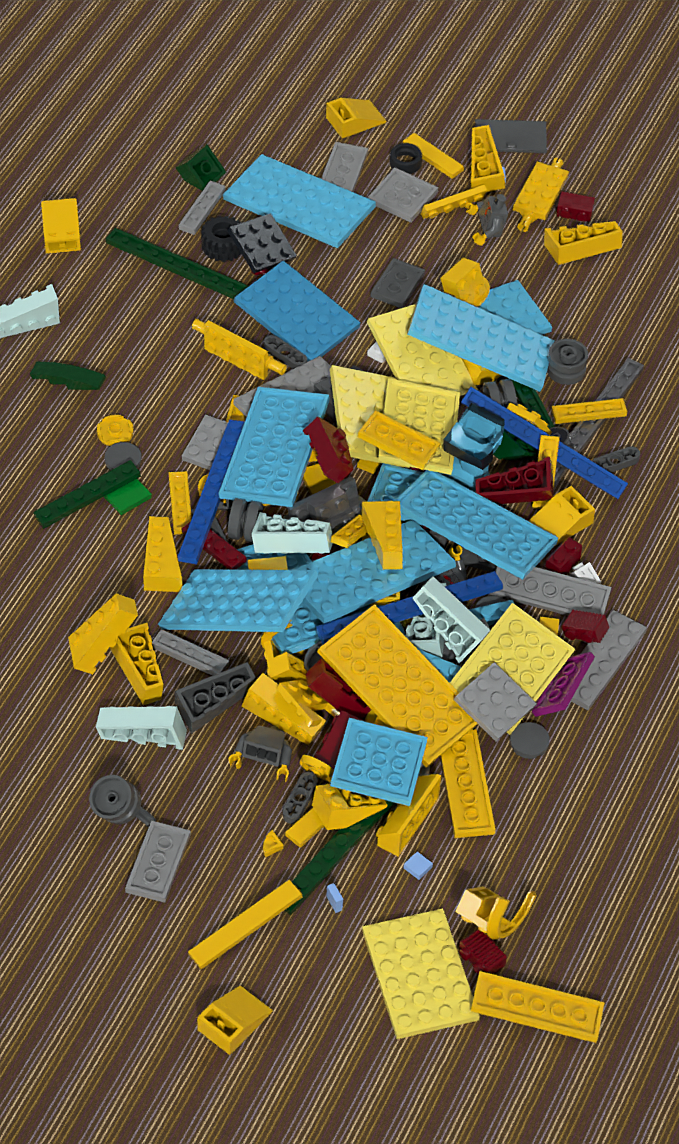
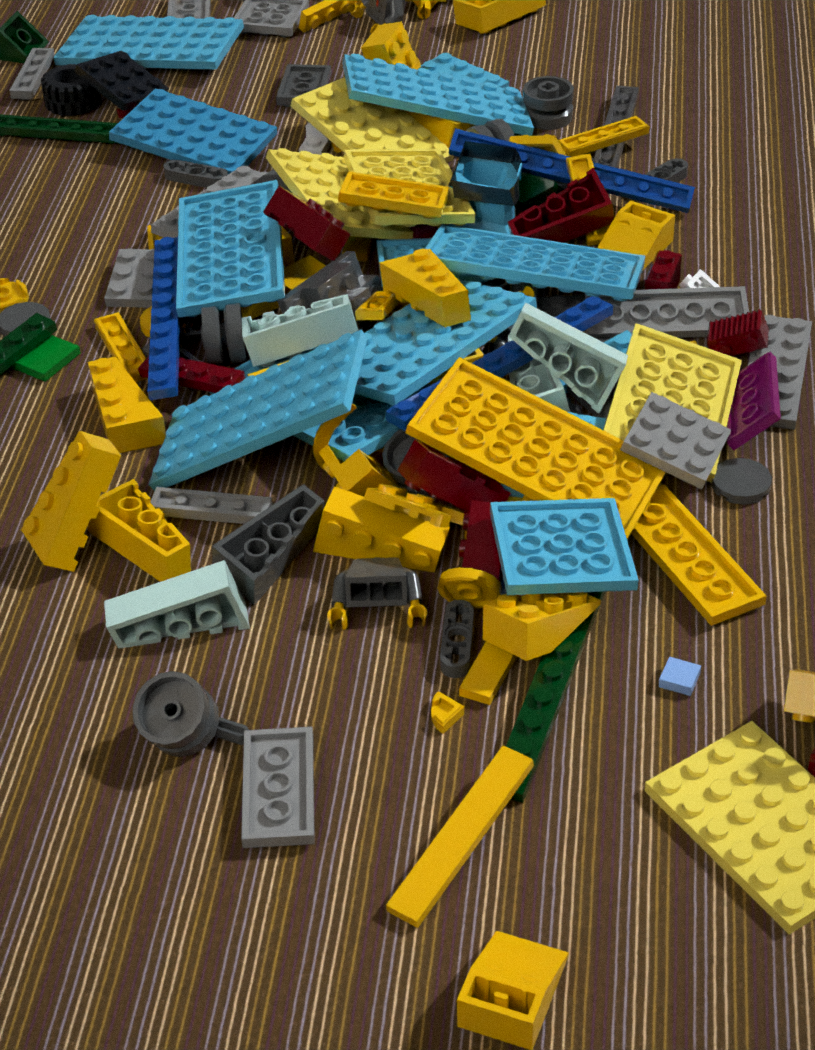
camera: 15 degrees left, 10 degrees down
(237, 350) = (134, 177): yellow plate -> none
(334, 898) = (581, 754): light blue tile -> none
(407, 819) = (631, 615): yellow slope -> none

